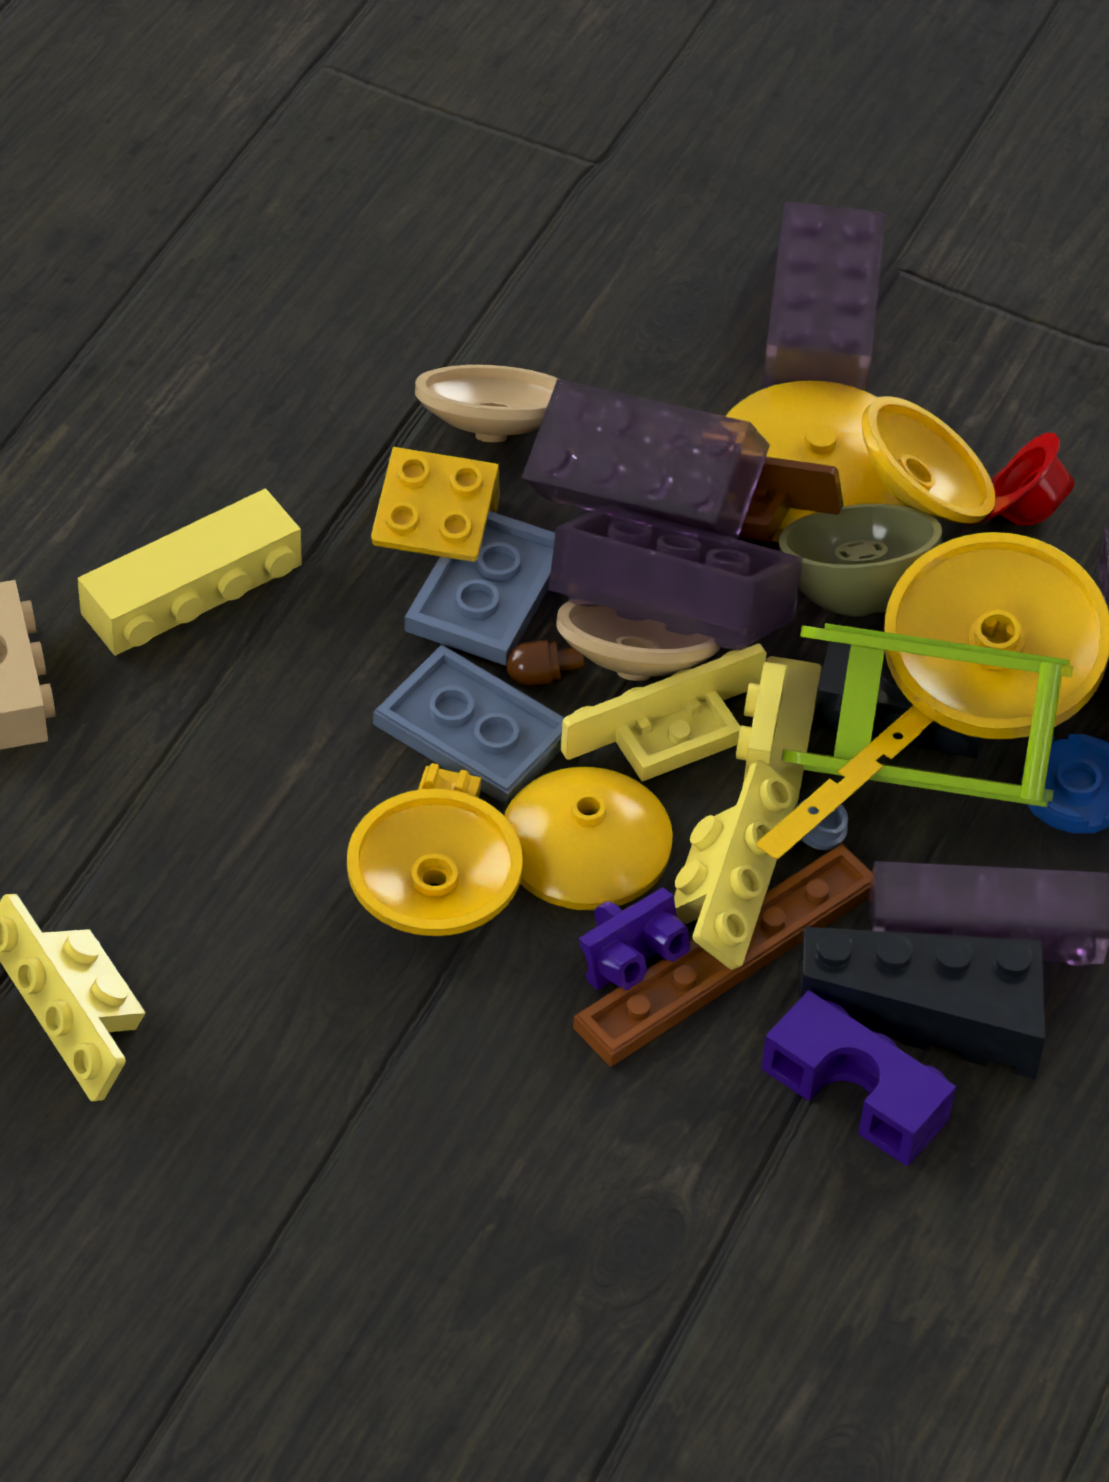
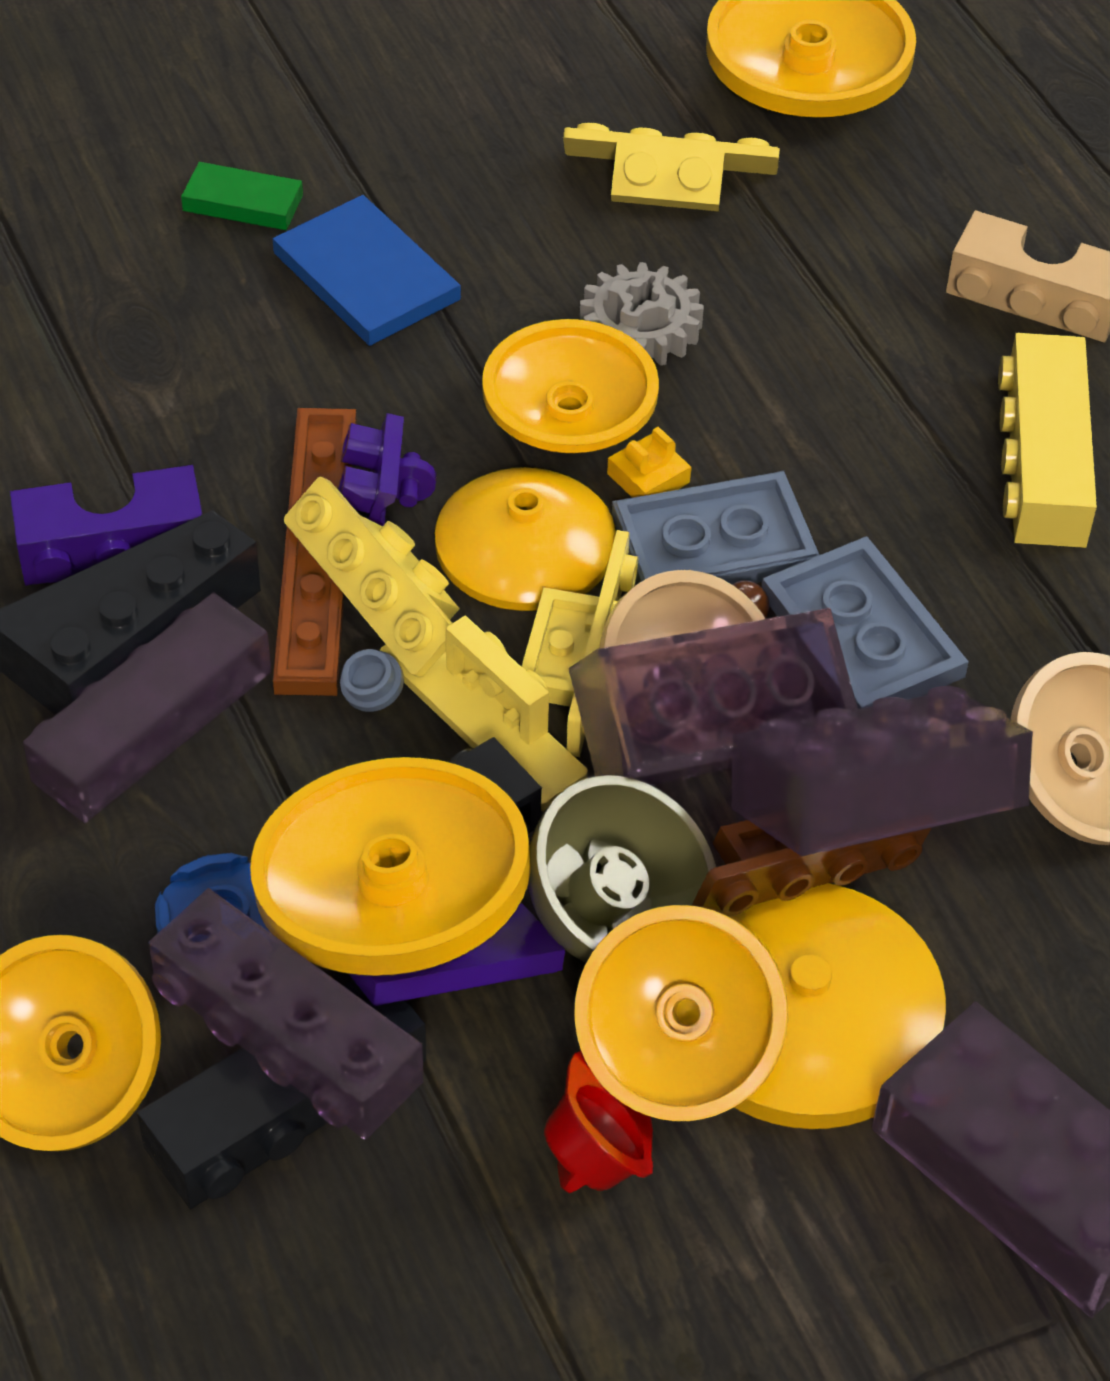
camera: 130 degrees right, 0 degrees up
(288, 890) = (647, 308): none -> light grey gear
(396, 1294) = (242, 195): none -> green tile
(400, 1133) = (366, 269): none -> blue tile
(435, 504) = (988, 626): yellow bracket -> none
(832, 795) = (362, 651): yellow piece -> none
(861, 699) = (393, 752): lime piece -> none

